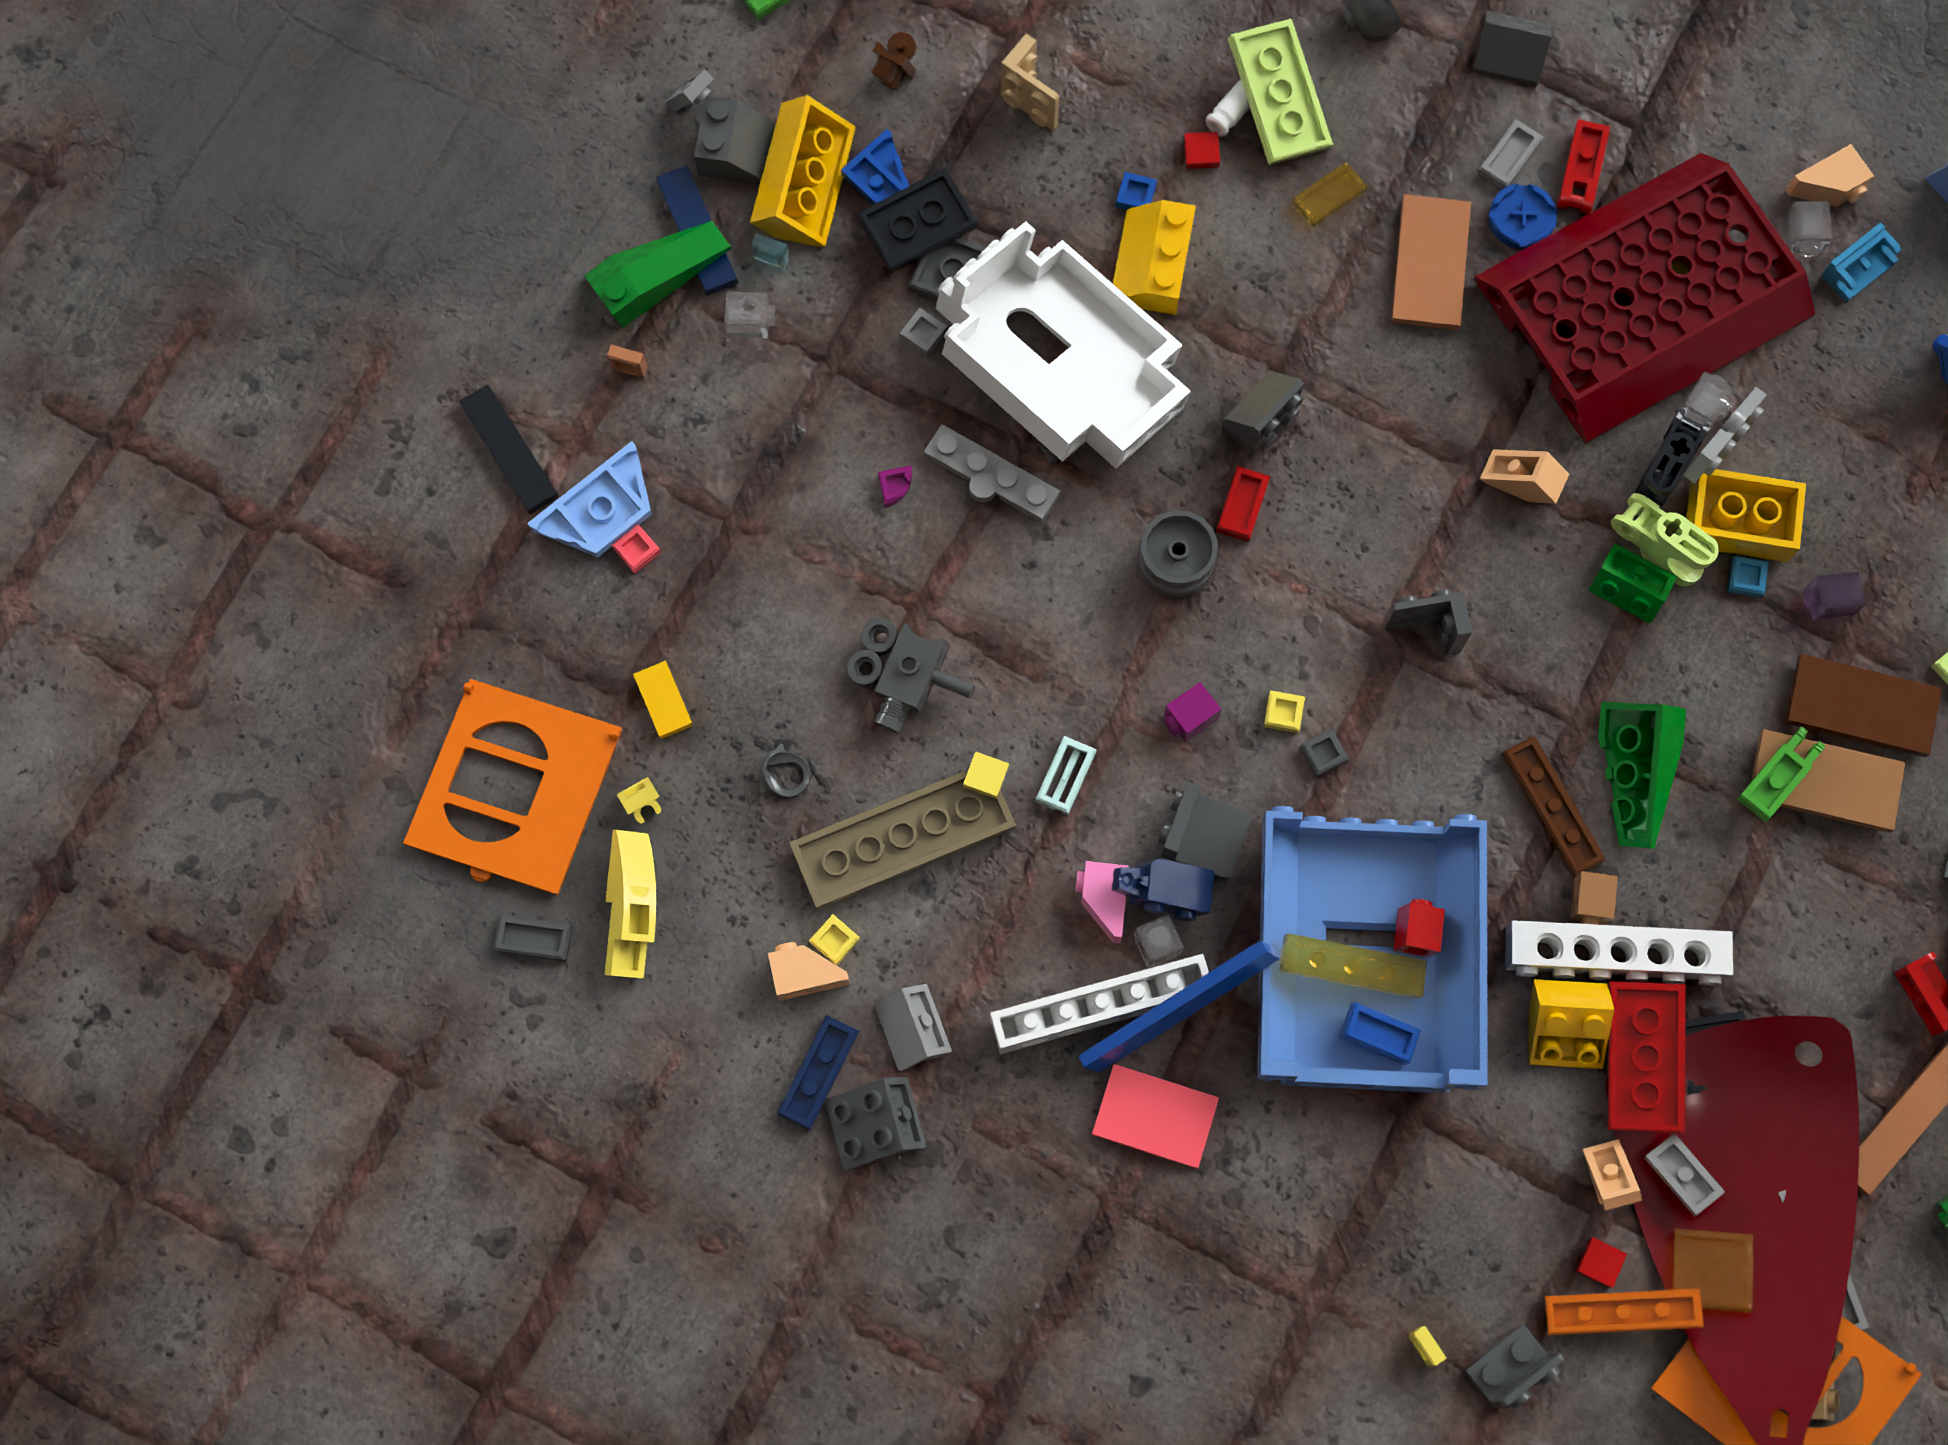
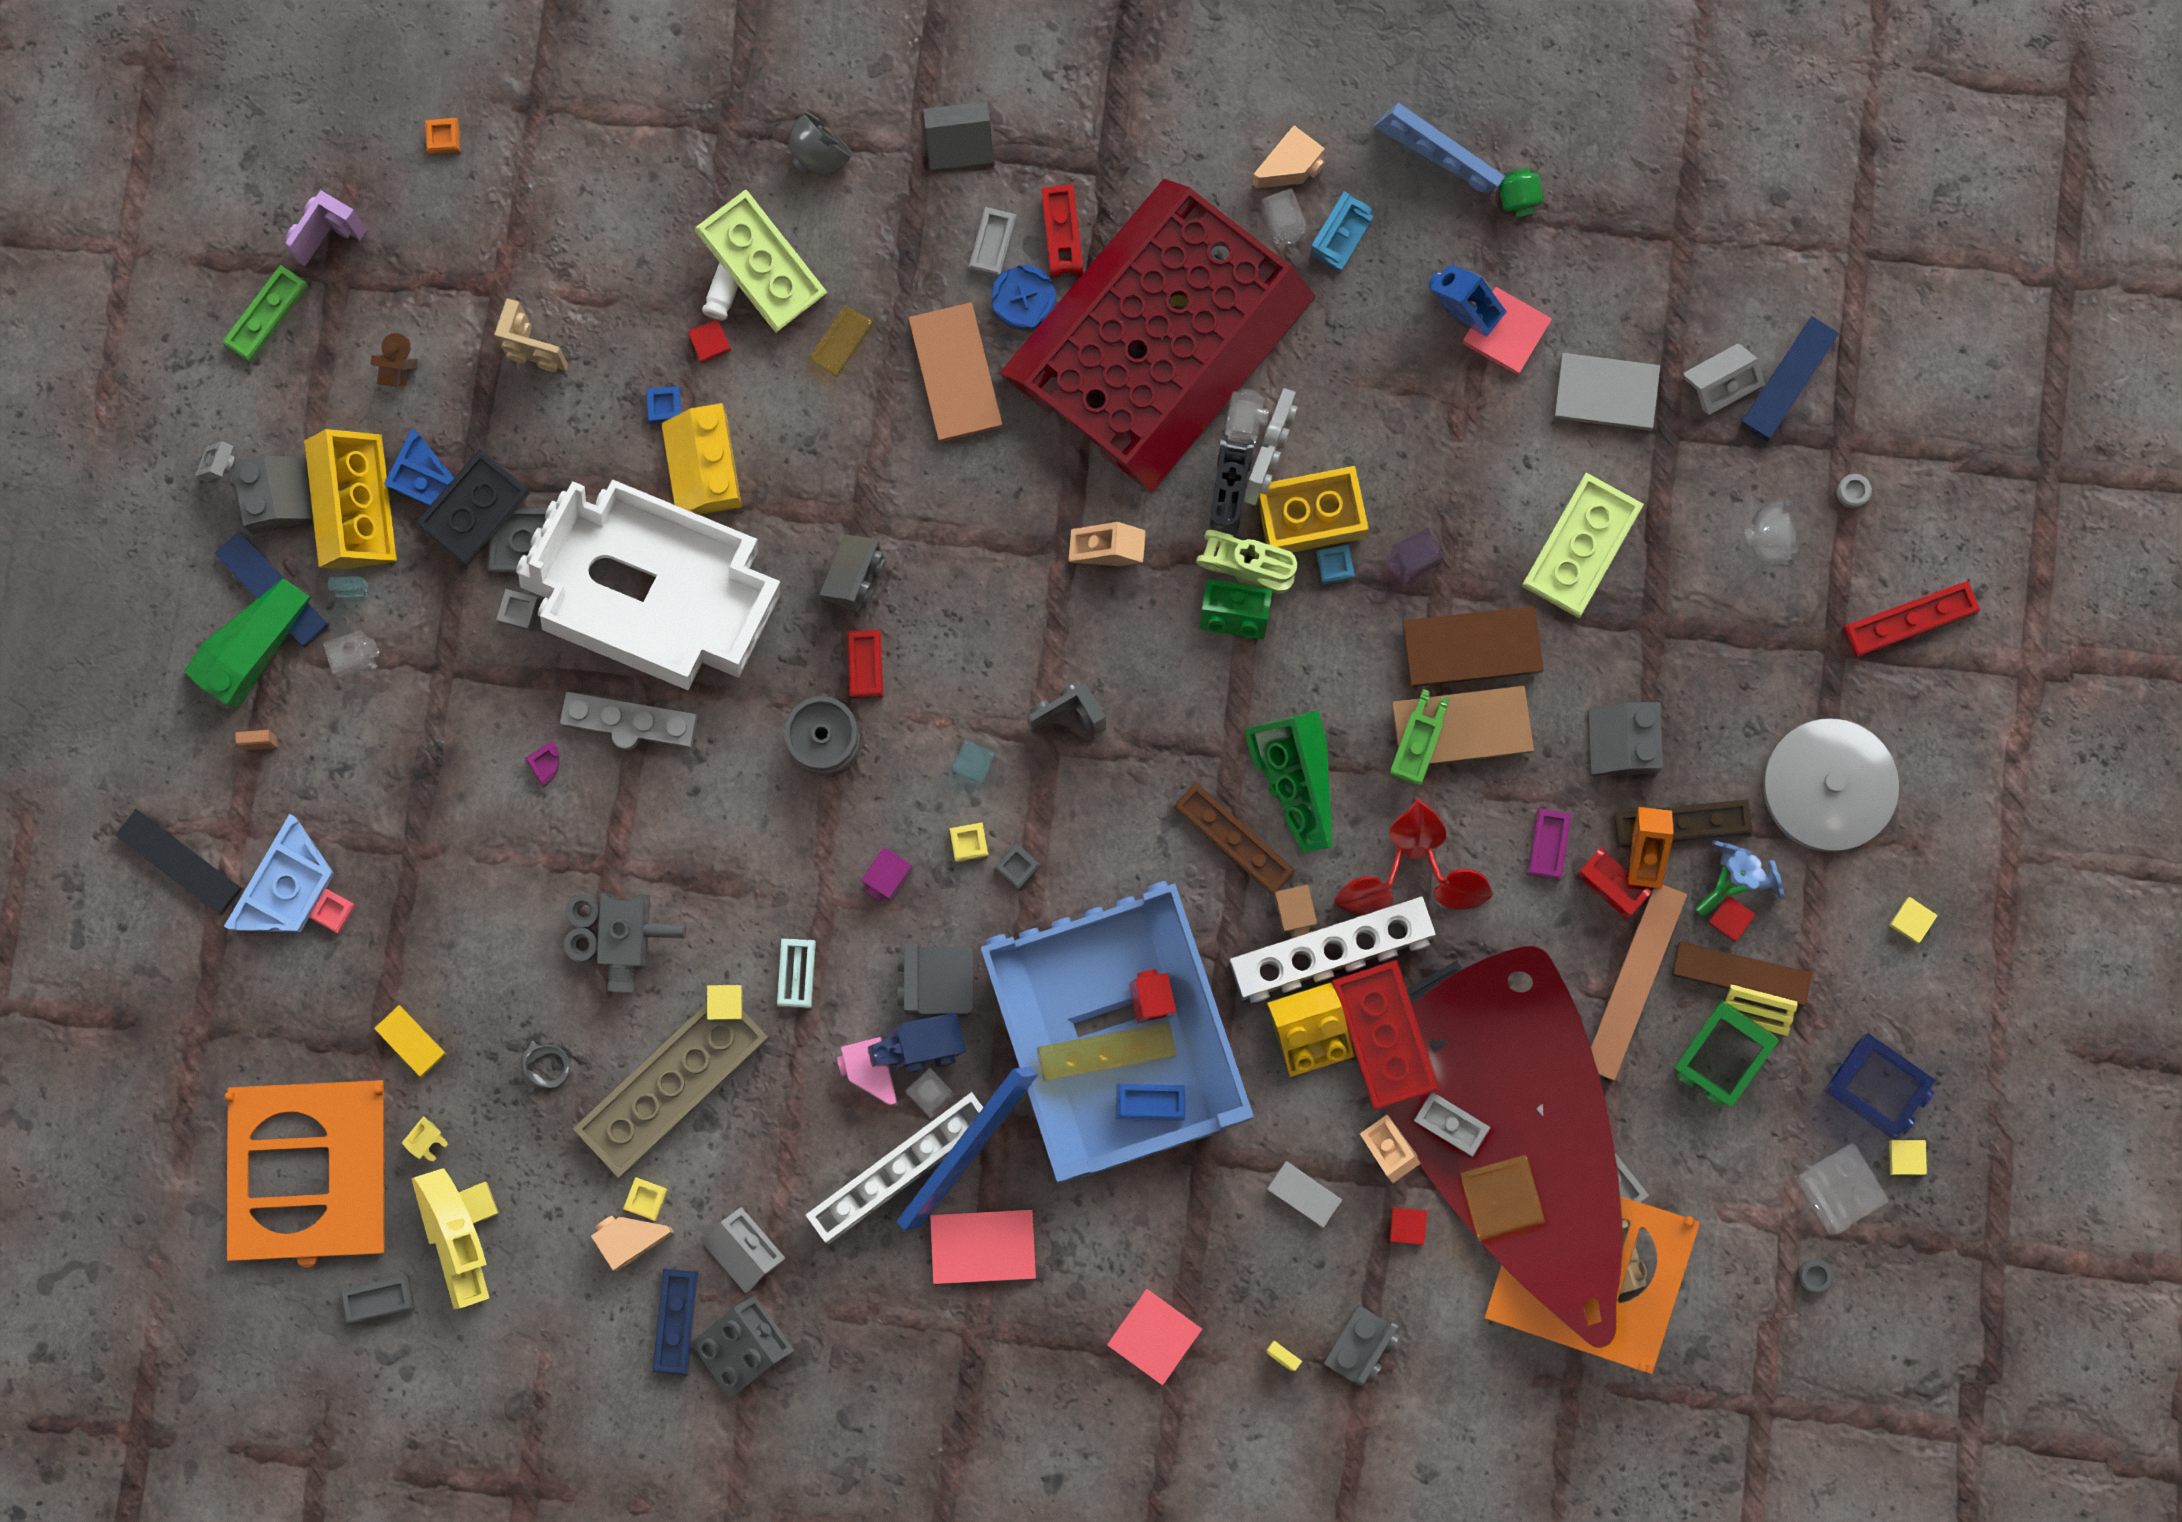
camera: 20 degrees left, 5 degrees up
(670, 881) = (479, 1202): none -> light yellow tile
(1298, 1275) = (1154, 1337): none -> coral tile
(1317, 635) = (974, 761): none -> clear light blue tile
(1504, 1189) = (1304, 1194): none -> light grey tile
(1624, 1312) = (1439, 1262): orange tile -> none
(1748, 859) = (1415, 835): none -> red plant
(1877, 930) = (1549, 844): none -> magenta tile

